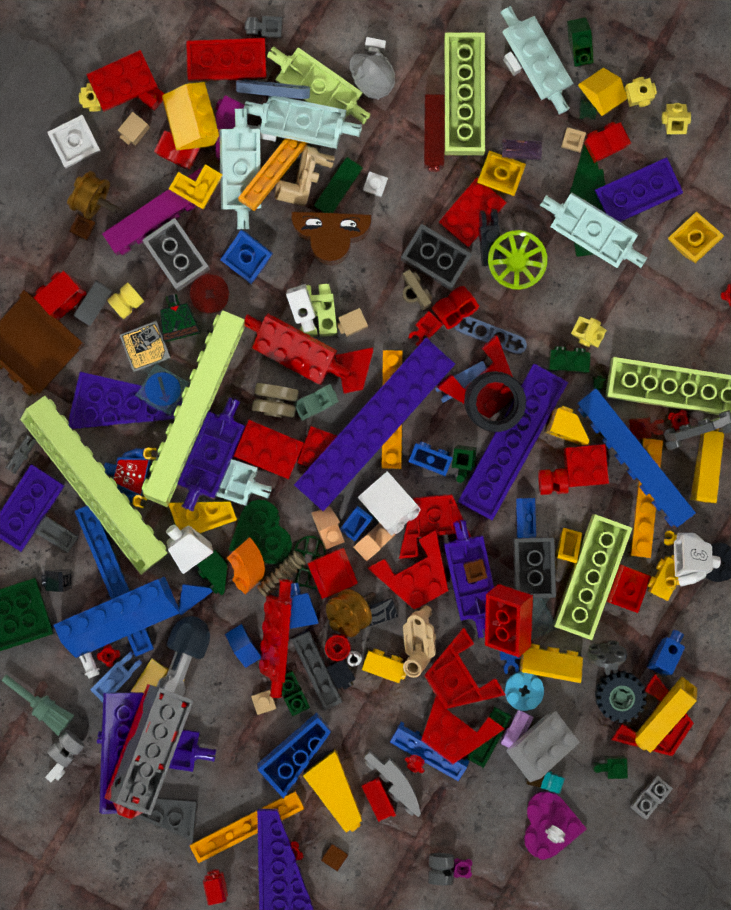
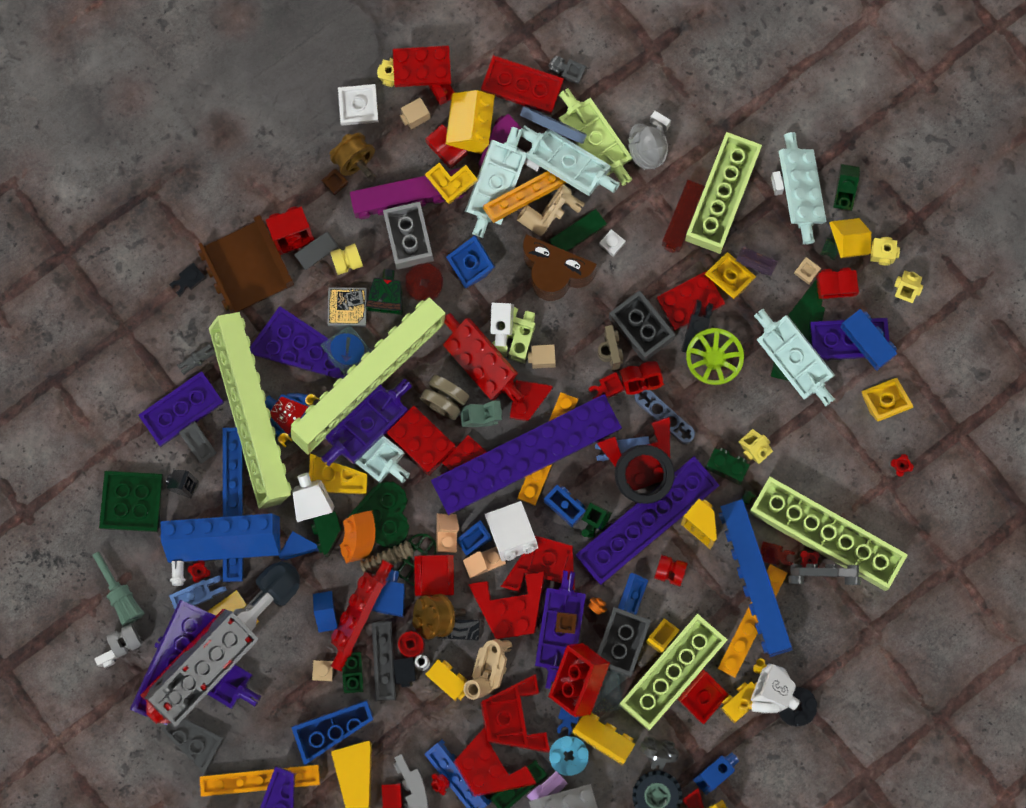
camera: 25 degrees right, 10 degrees down
(497, 541) = (597, 605): none -> orange plate
(586, 465) = (706, 568): red brick -> none
(658, 186) = (869, 339): none -> blue brick
(708, 467) = (820, 612): yellow slope -> none

